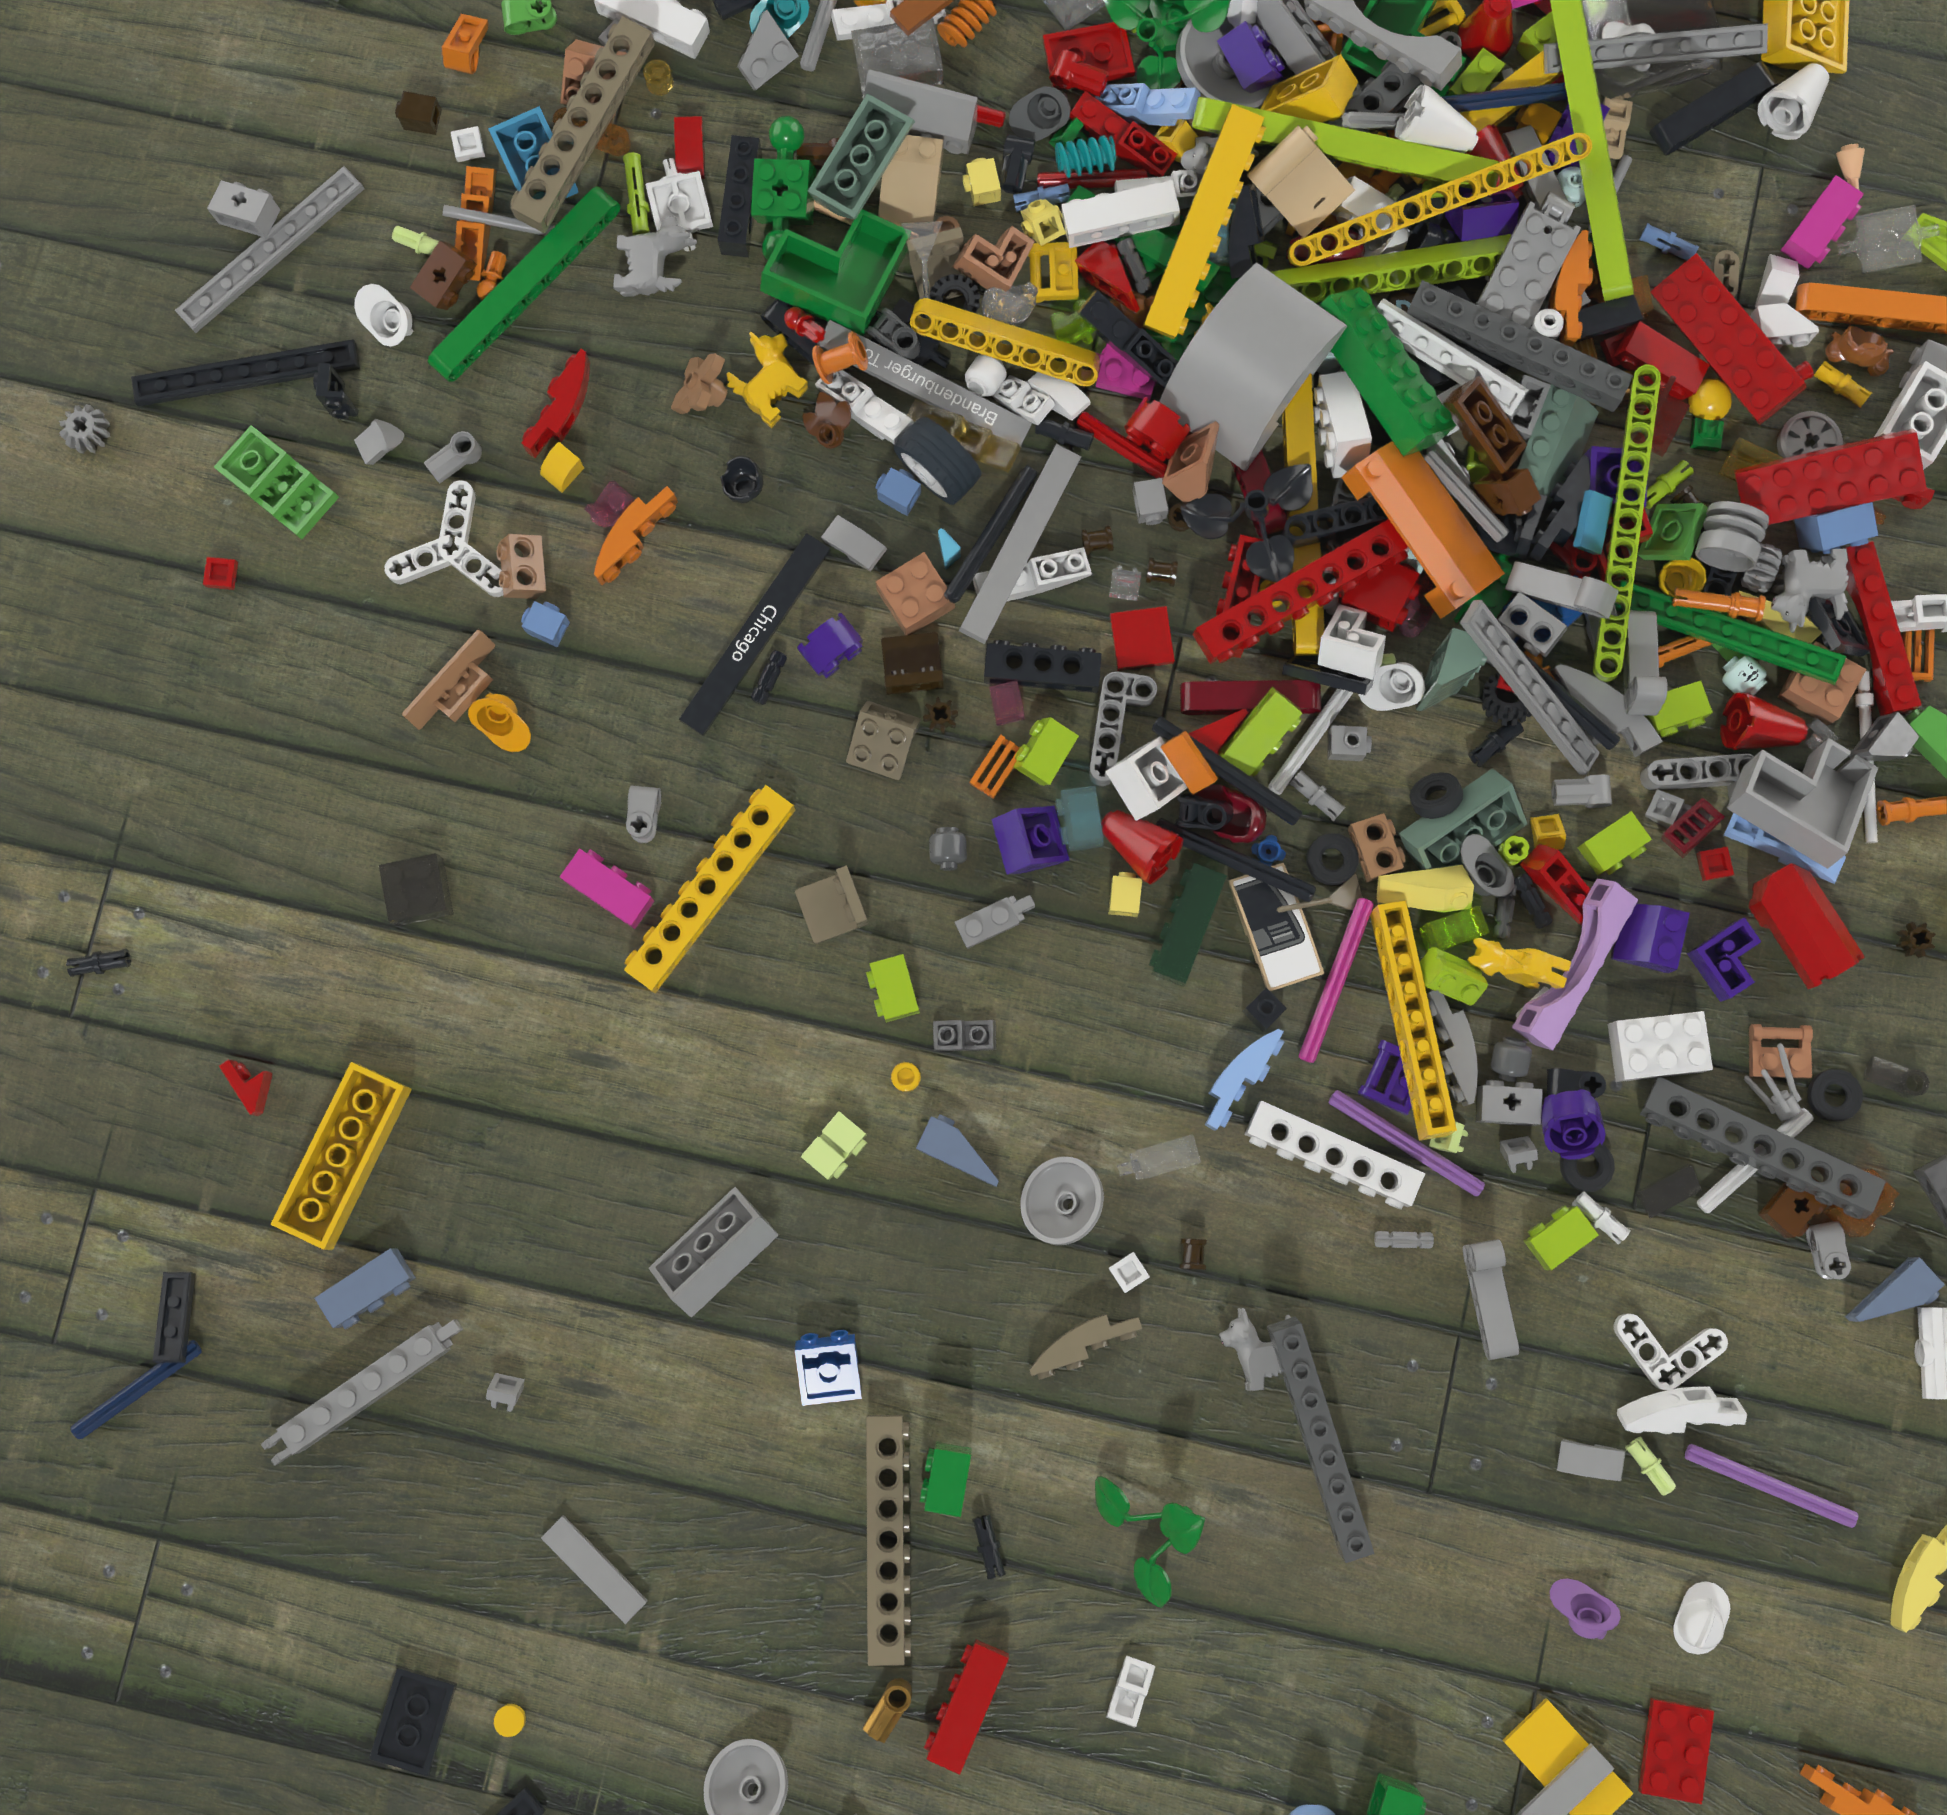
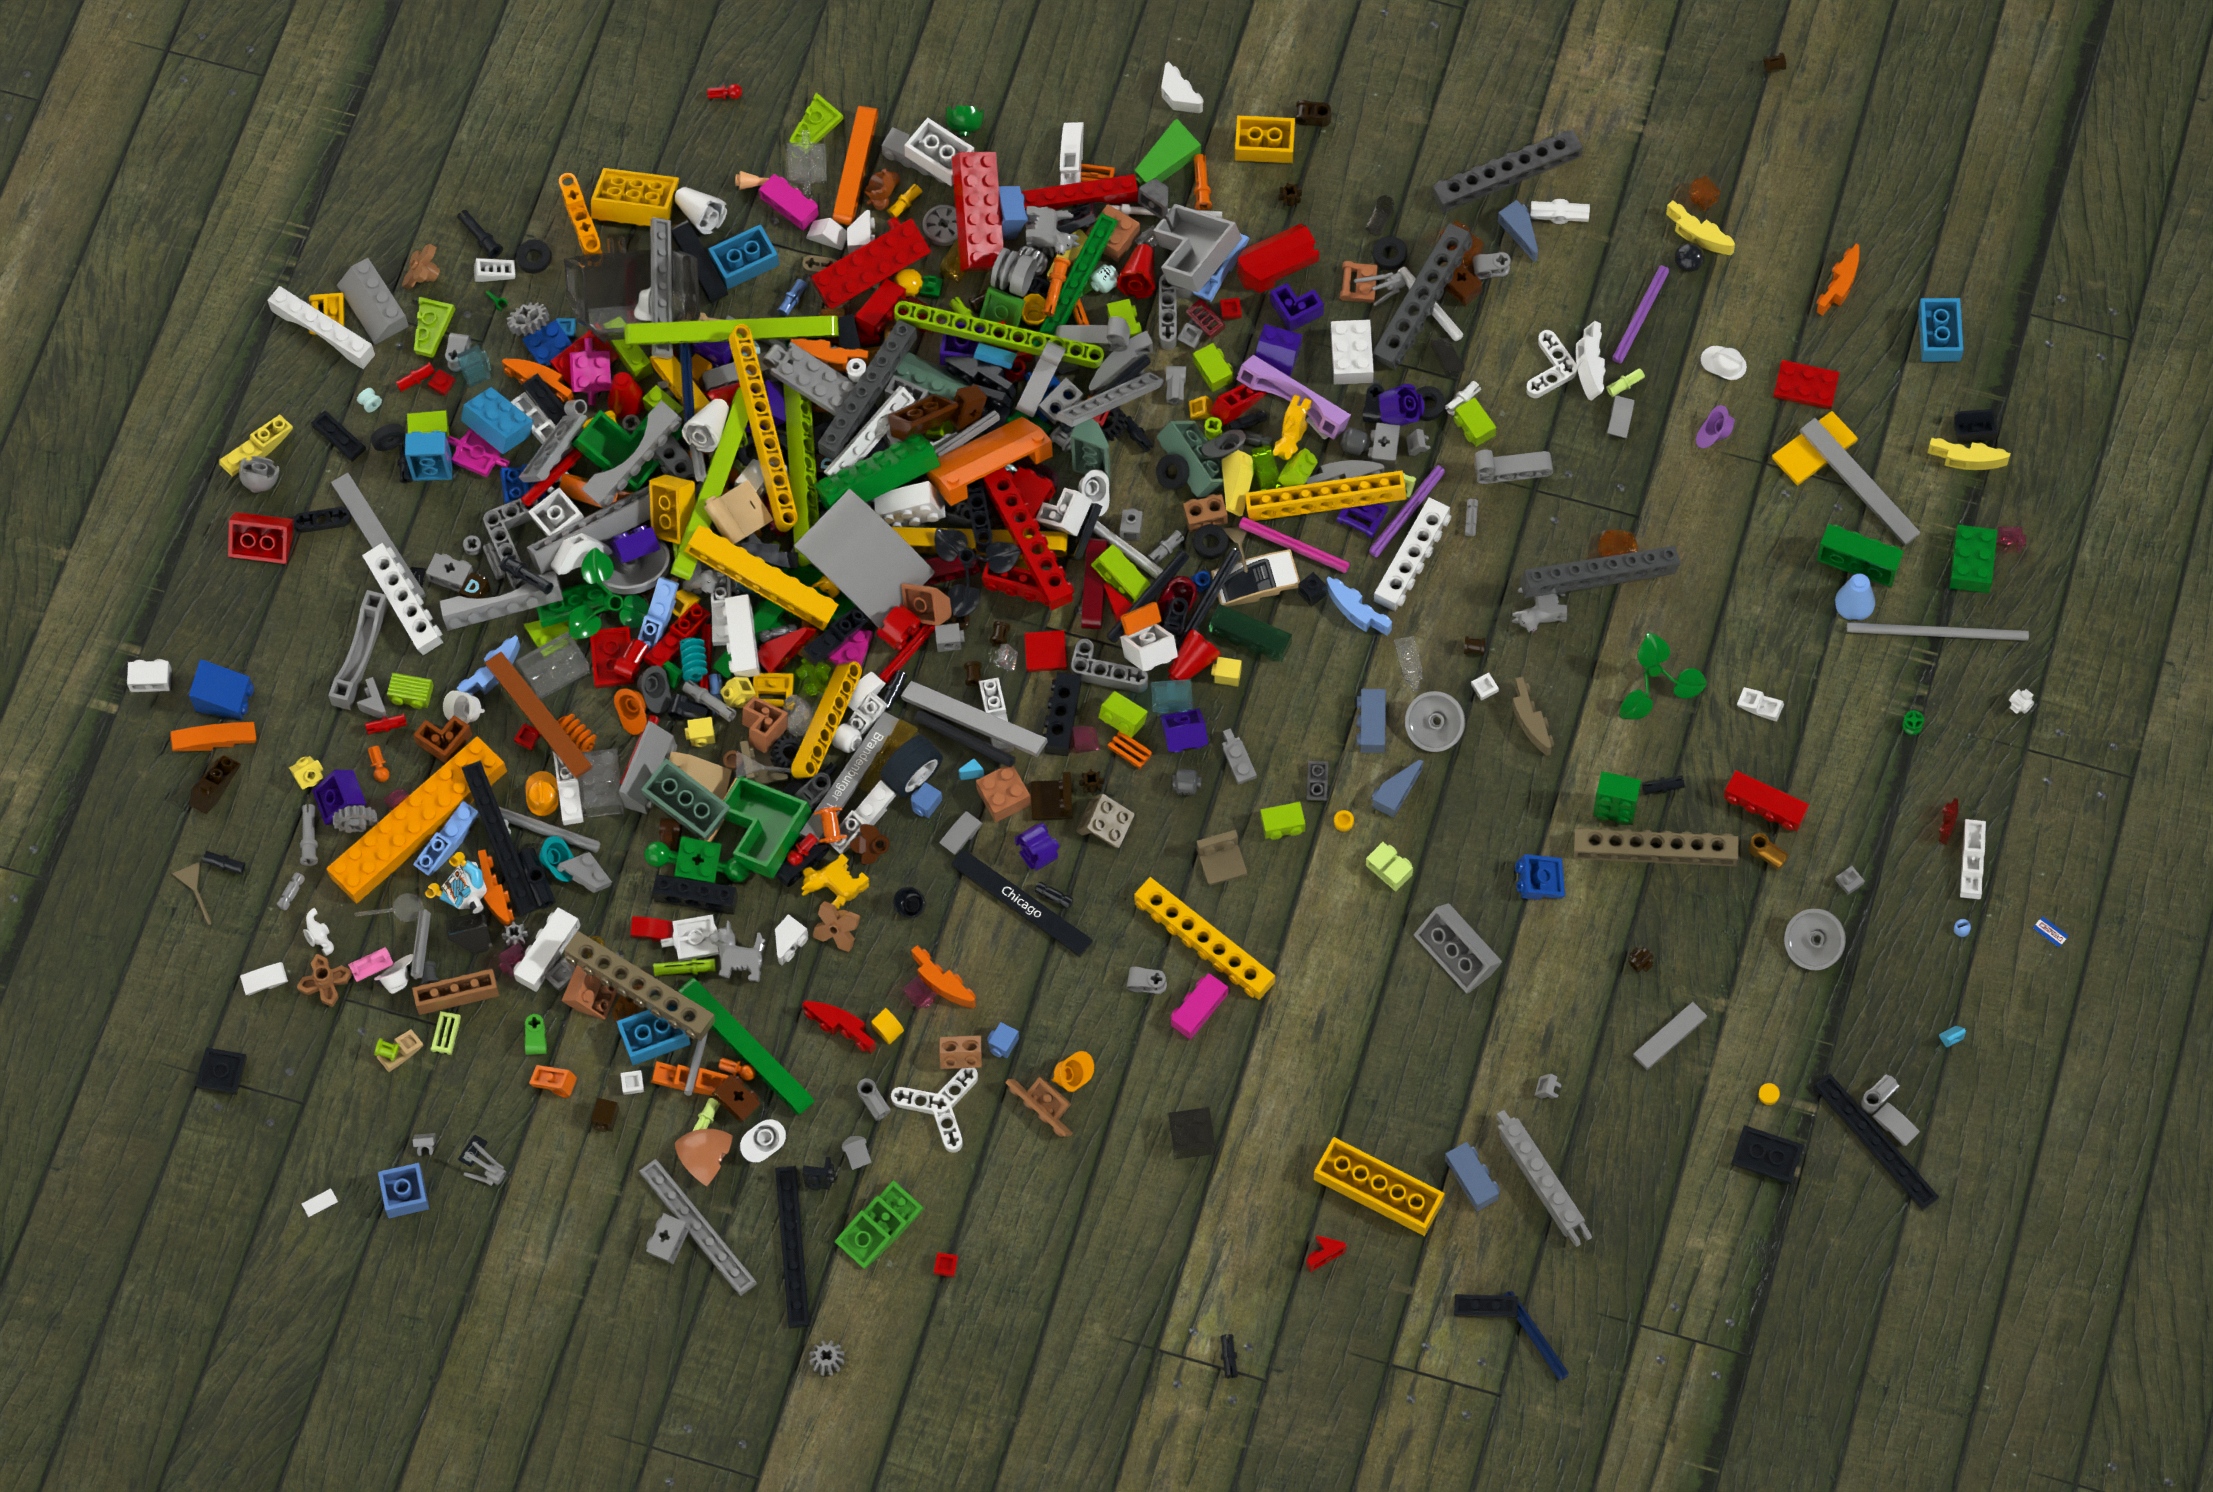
camera: 85 degrees left, 15 degrees down
(364, 240) = (703, 1151): none -> nougat brick
(683, 324) = (789, 937): none -> white slope
(706, 1522) = (1641, 959): none -> dark brown gear
(1009, 86) = (631, 710): none -> orange piece
(1032, 175) = (703, 696): none -> light grey pin
(1061, 1108) = (1371, 720): none -> sand blue brick
(1373, 1463) = (1616, 543): none -> clear orange dish
(1724, 166) = (743, 256): none -> dark azure brick
(1878, 1559) = (1689, 257): none -> black hair

